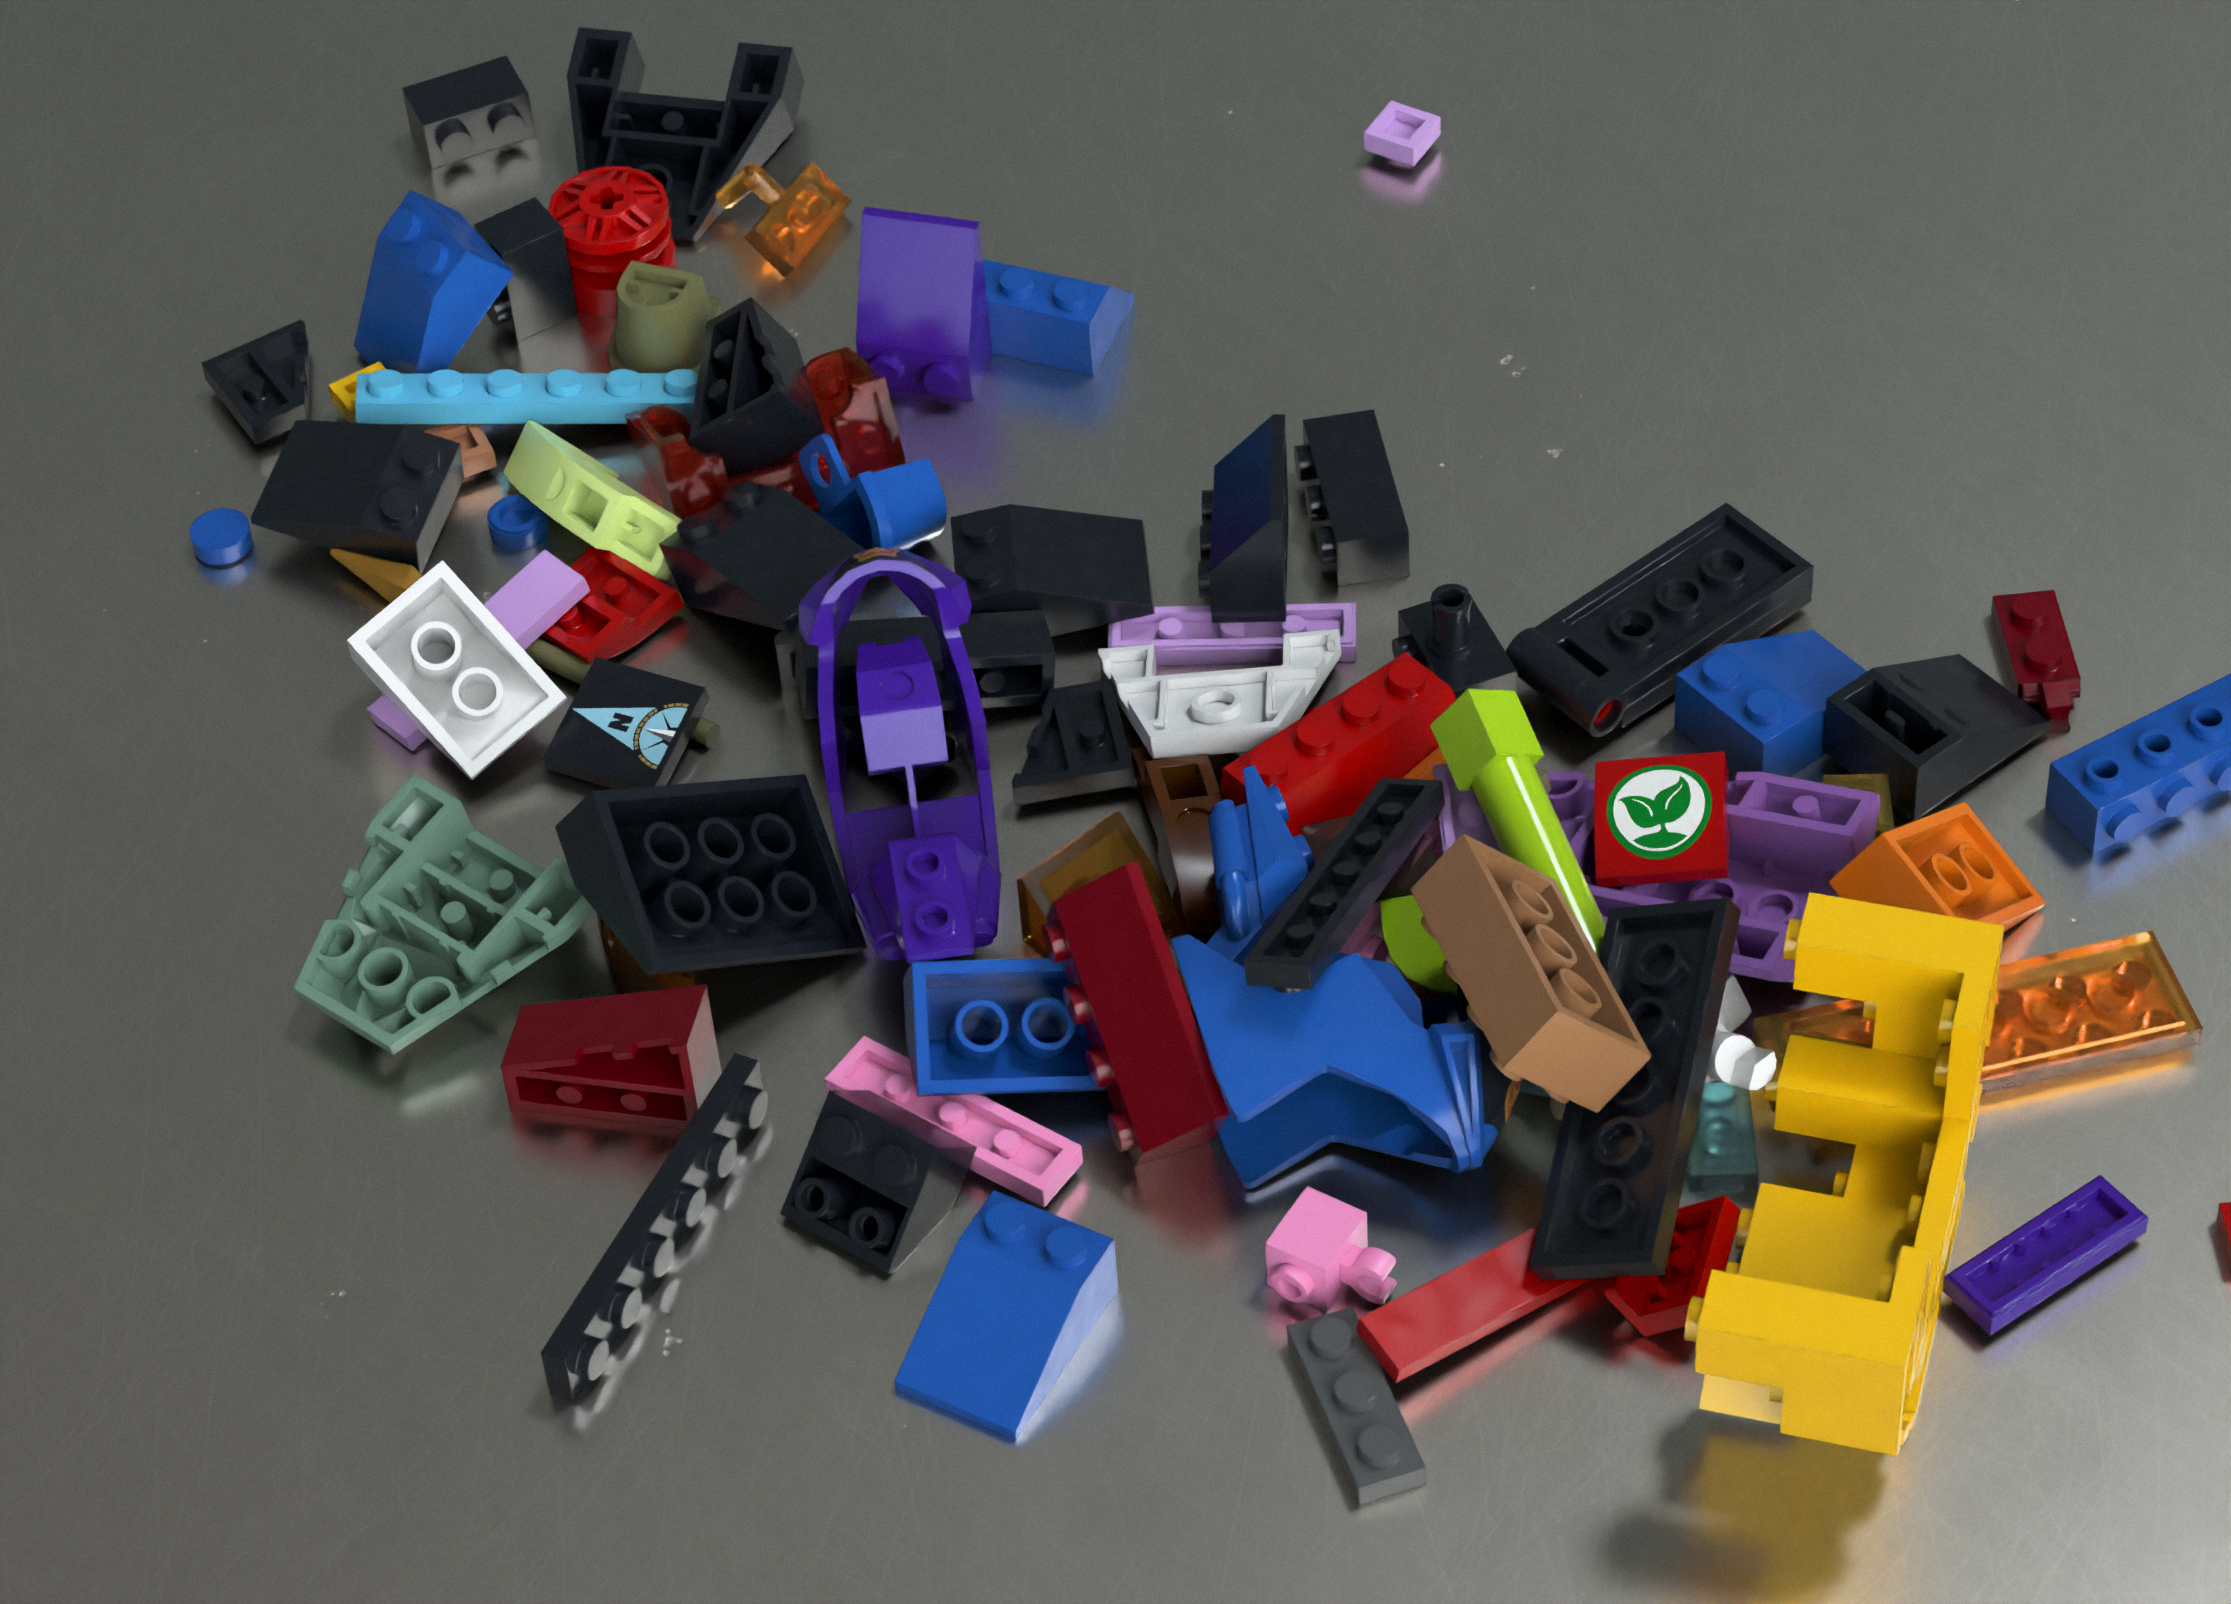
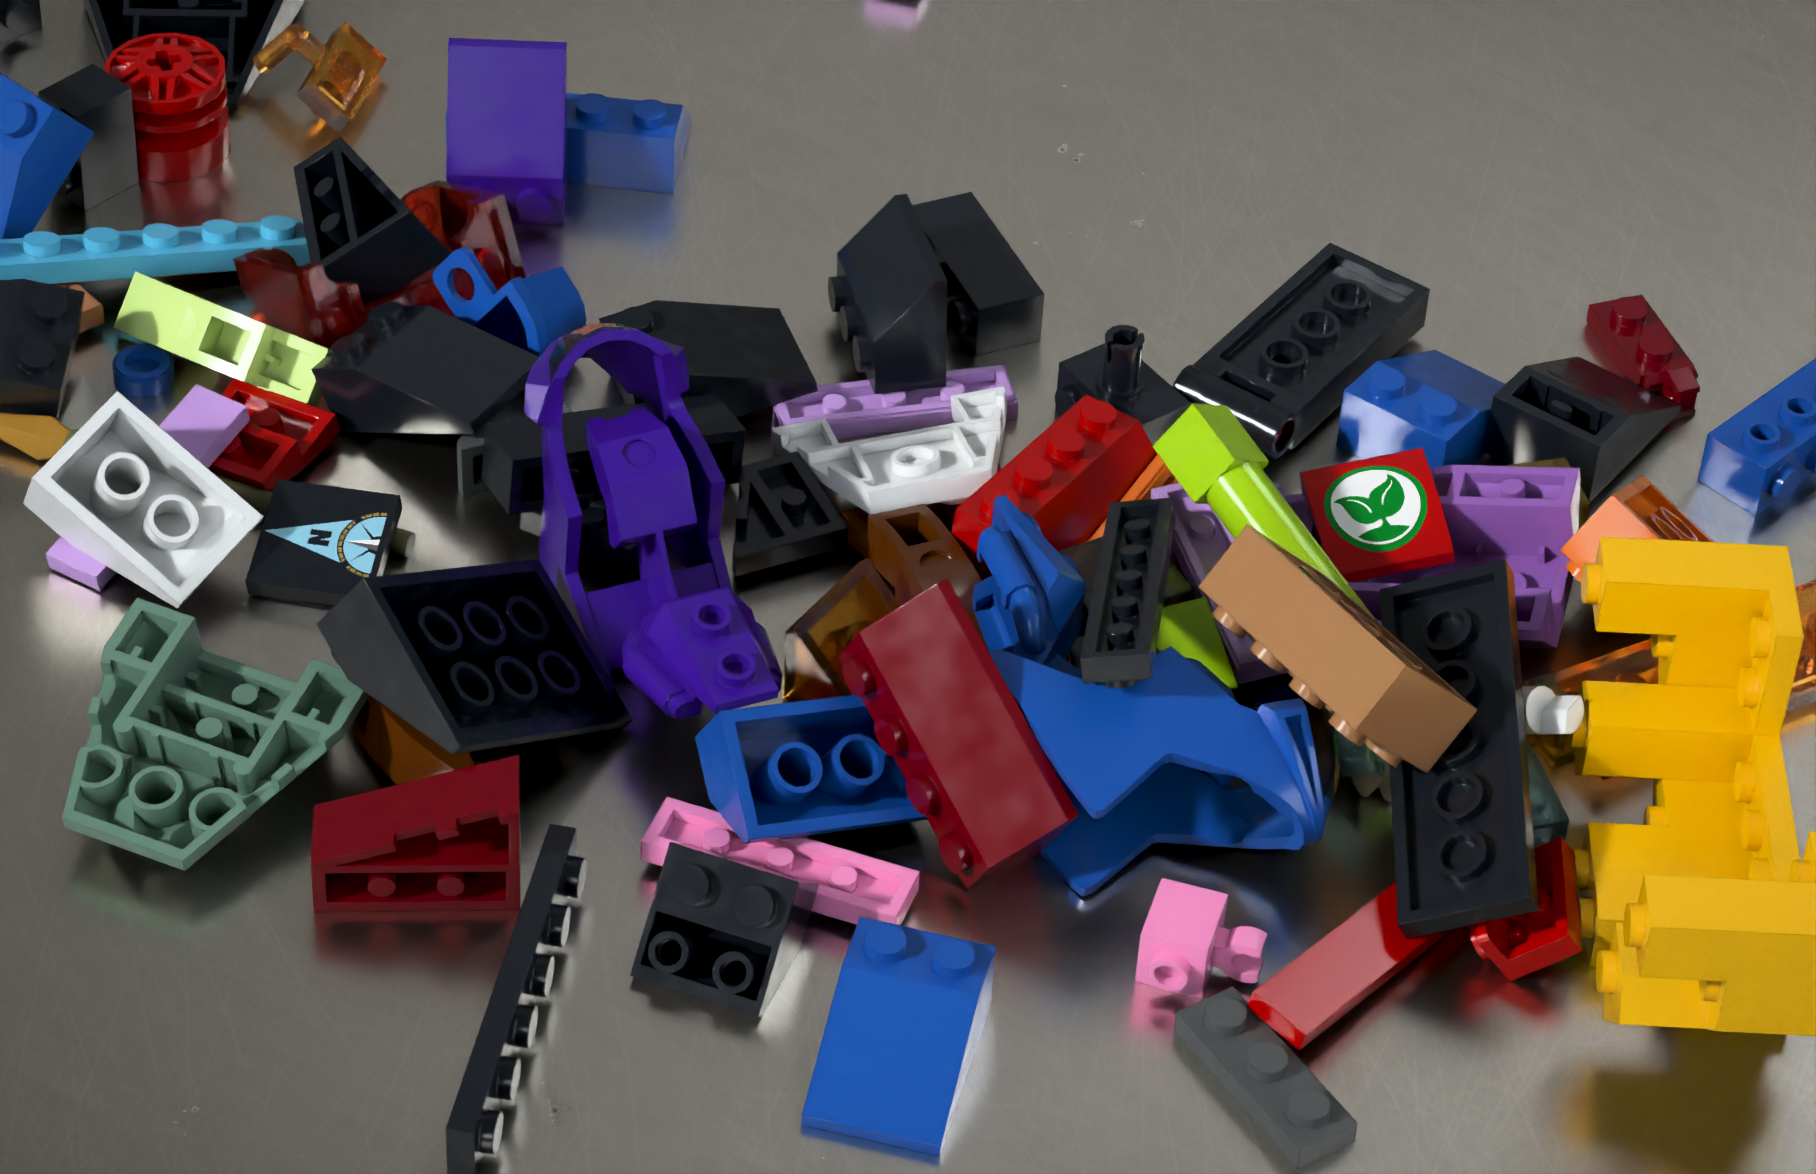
camera: 20 degrees left, 5 degrees down
(659, 319) = (239, 173): olive container -> none

